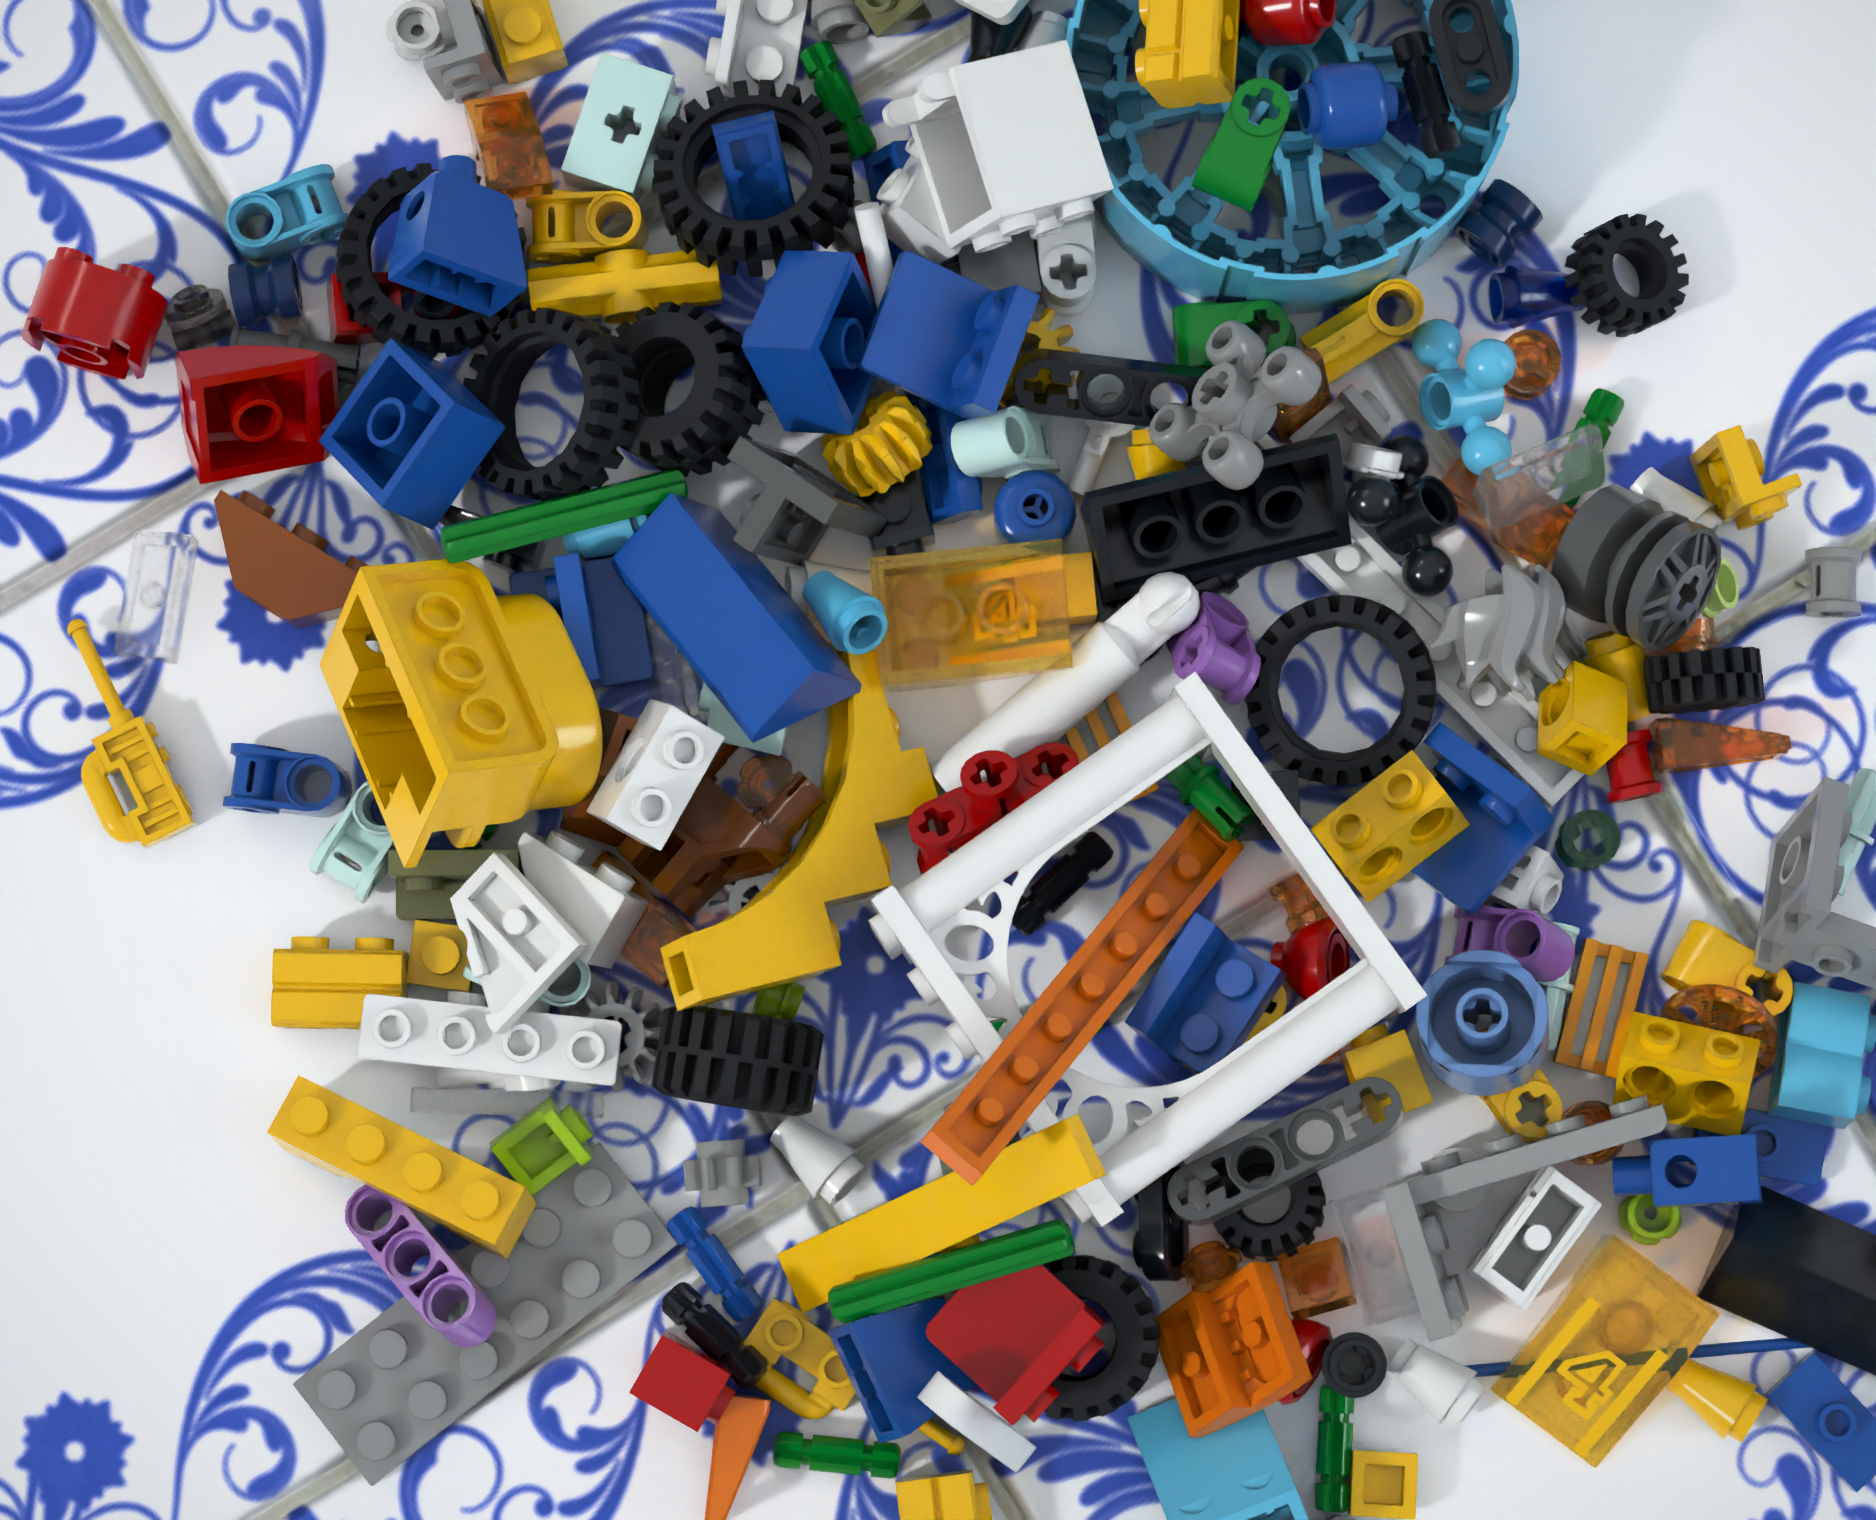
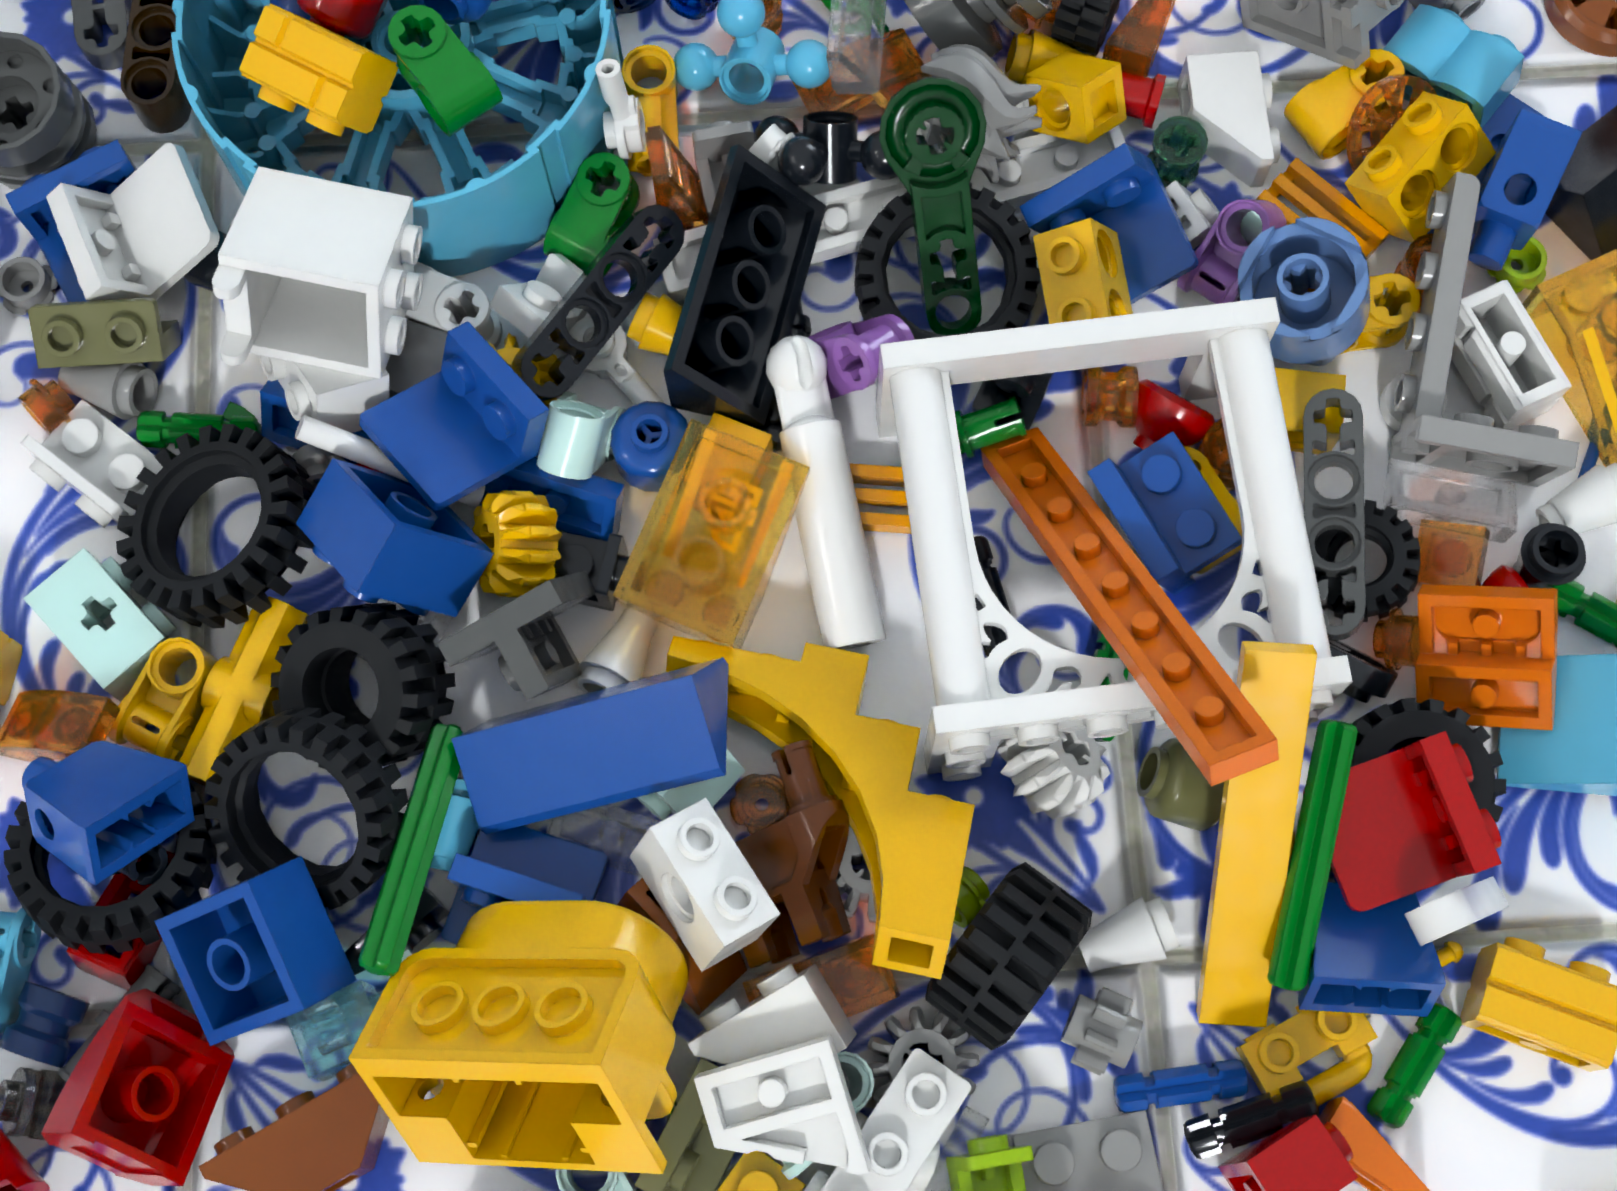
camera: 60 degrees left, 10 degrees down
(386, 537) = (331, 1029): none -> clear light blue brick
(753, 166) = (203, 520): blue plate -> none
(847, 614) = (650, 639): medium azure cone -> none
(876, 122) = (234, 409): none -> green piece
(917, 1030) = (1058, 774): none -> white gear
(979, 804) = (892, 609): red axle -> none
(1115, 331) = (531, 302): none -> white bracket
(1235, 404) = (659, 209): light grey gear -> none
(1322, 316) = (625, 123): none -> white plate
(1396, 643) = (939, 187): none -> dark green beam
(1658, 864) = (1231, 104): none -> white slope

